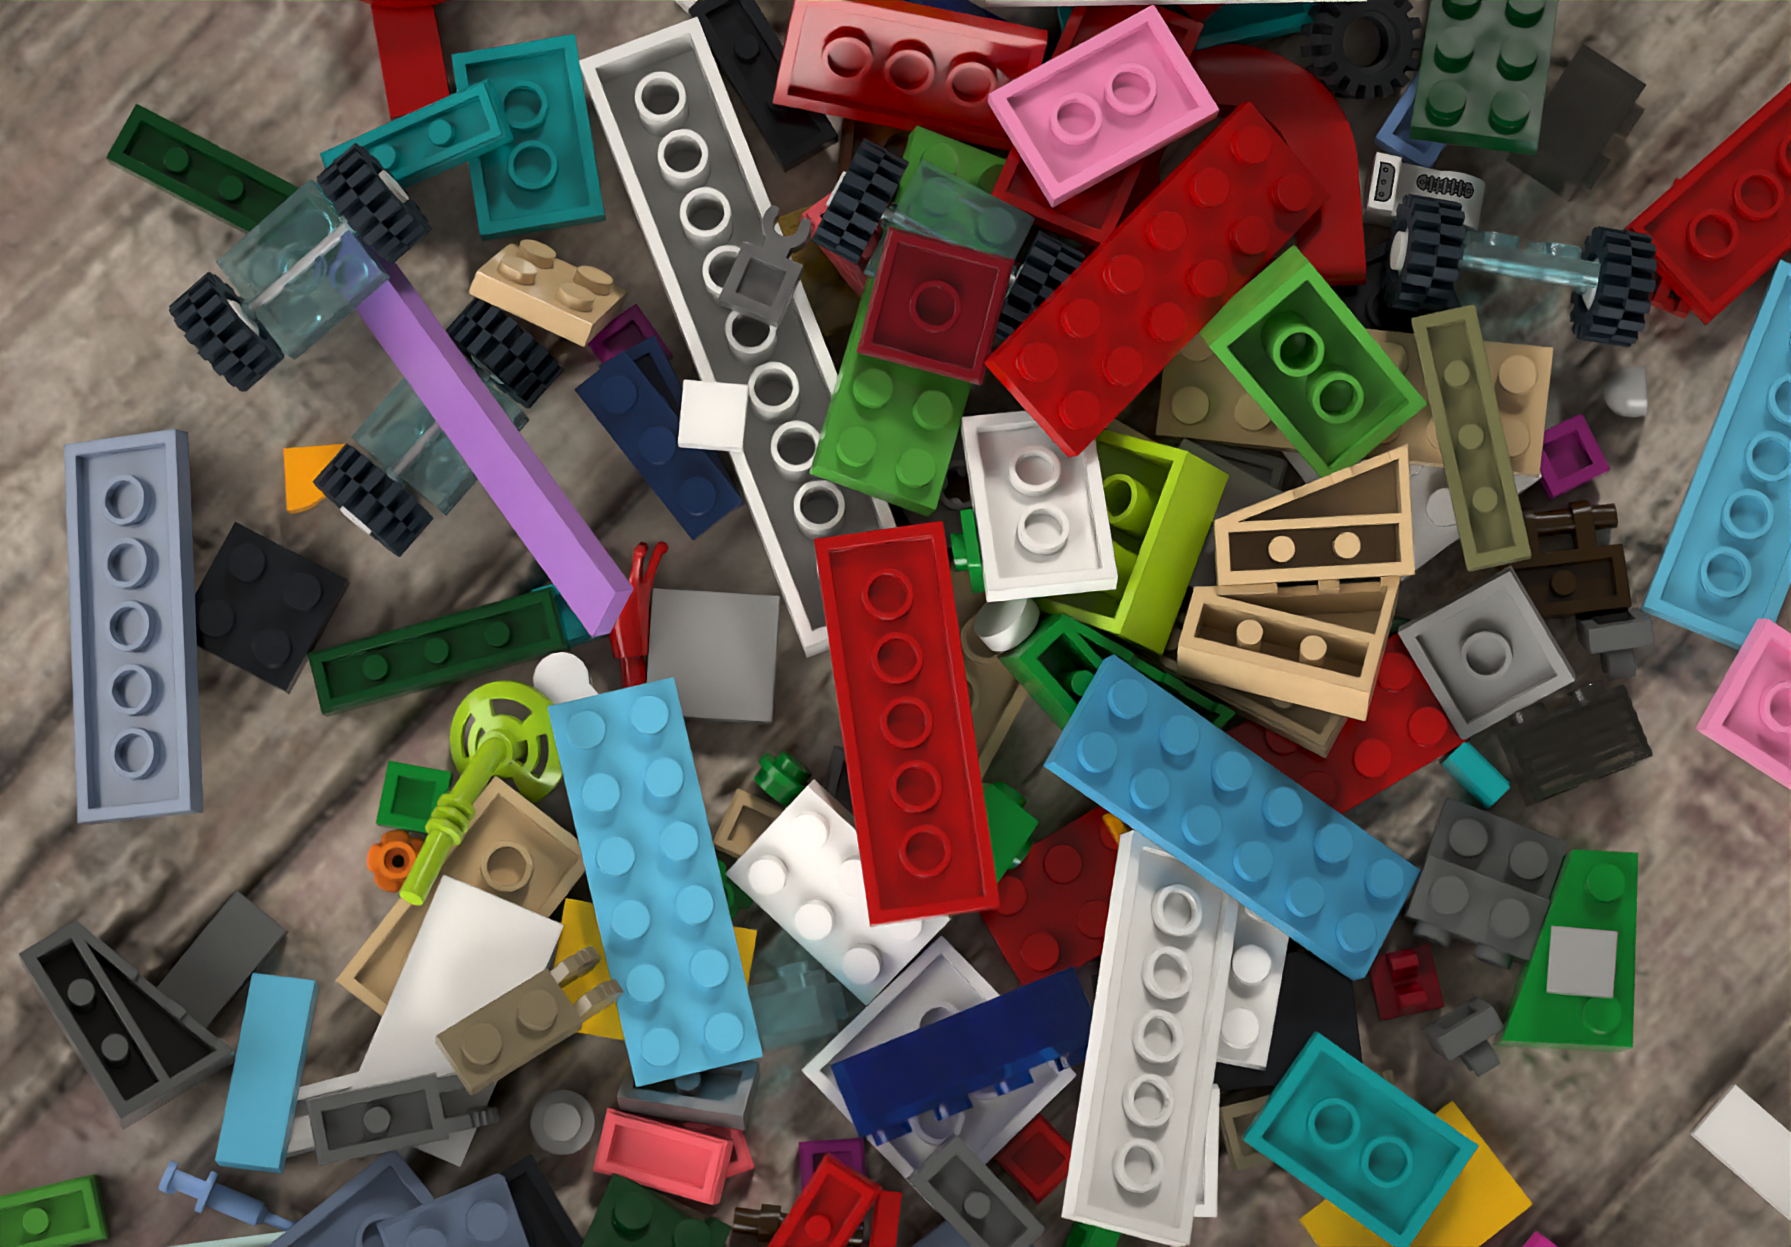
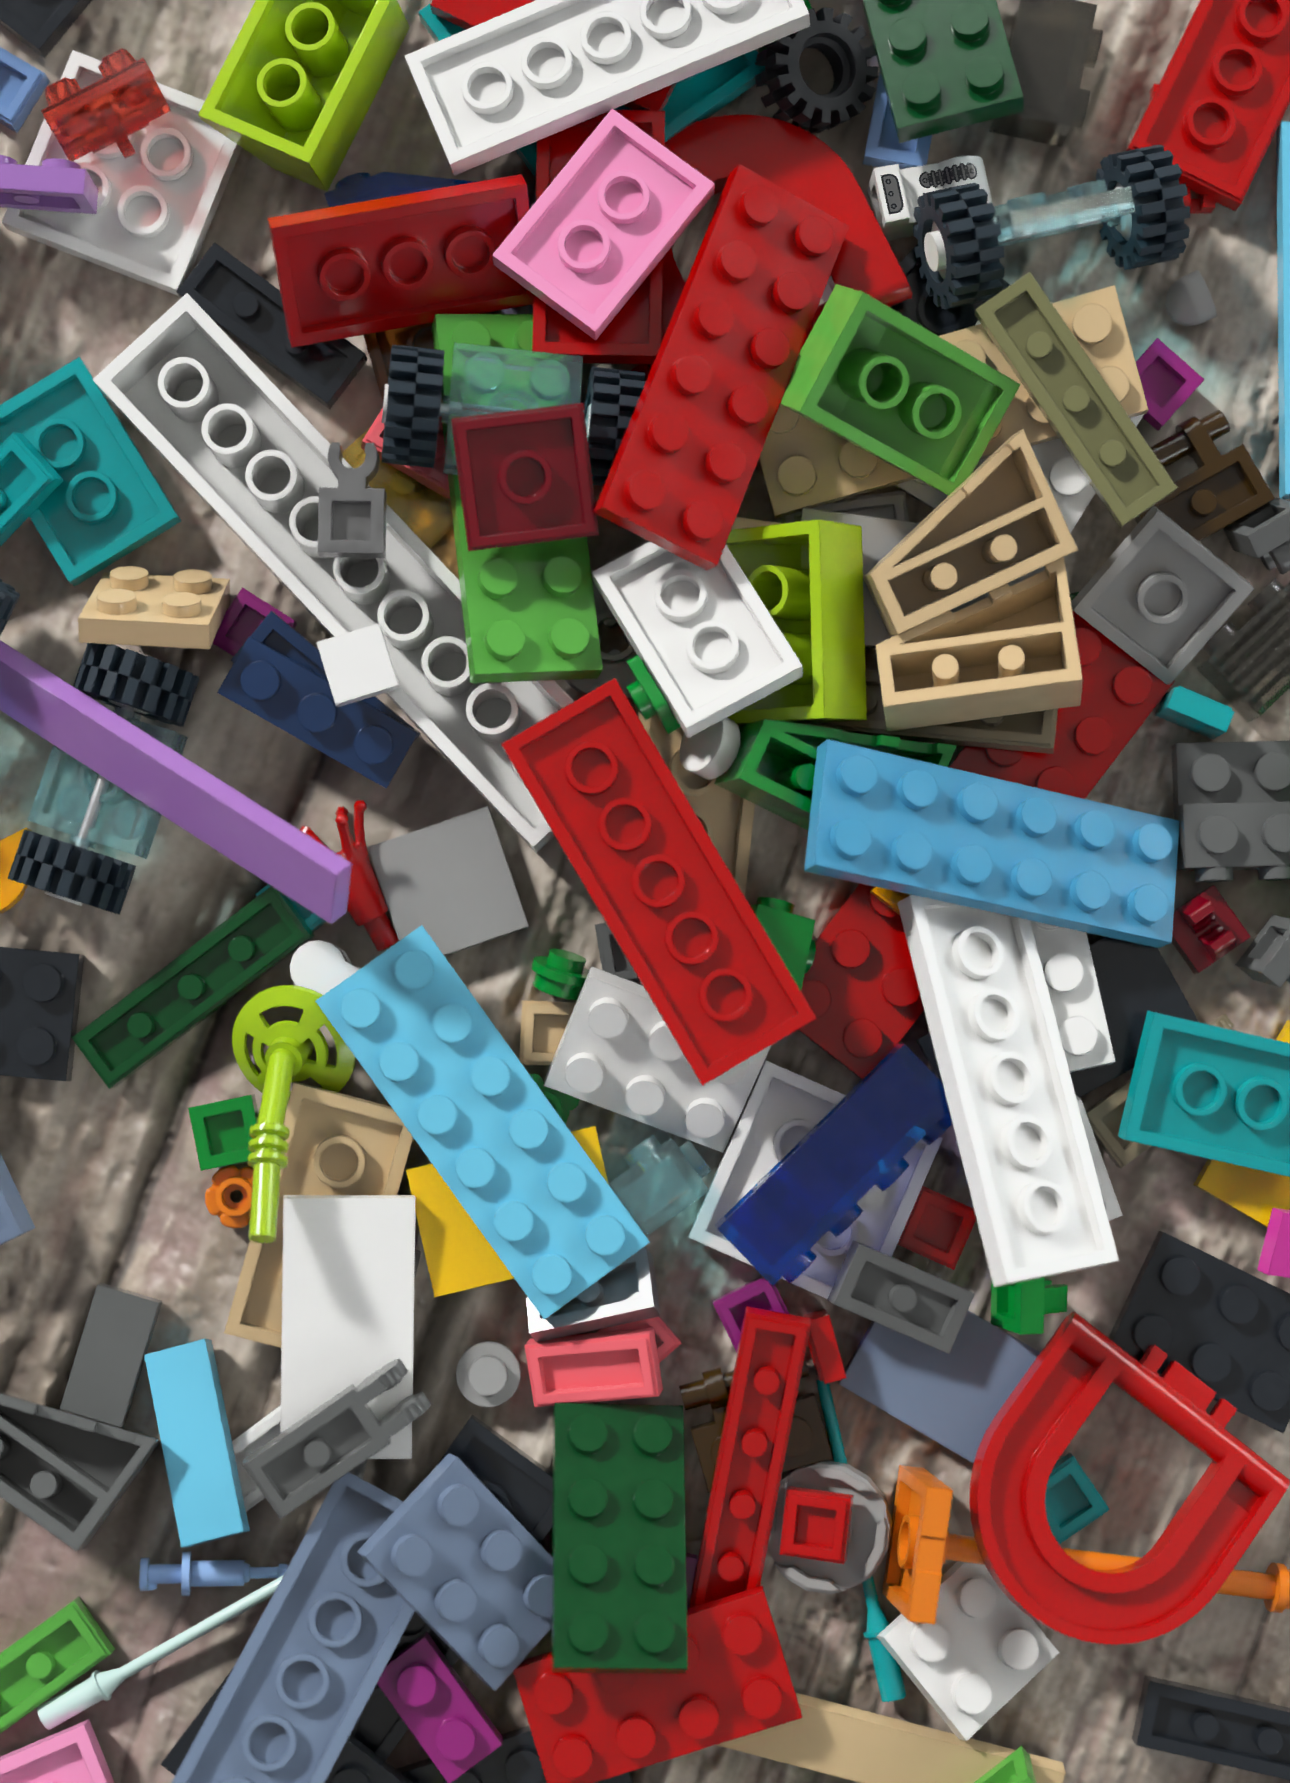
camera: 25 degrees left, 5 degrees up
(523, 1022) = (415, 1307): dark tan hinge -> none

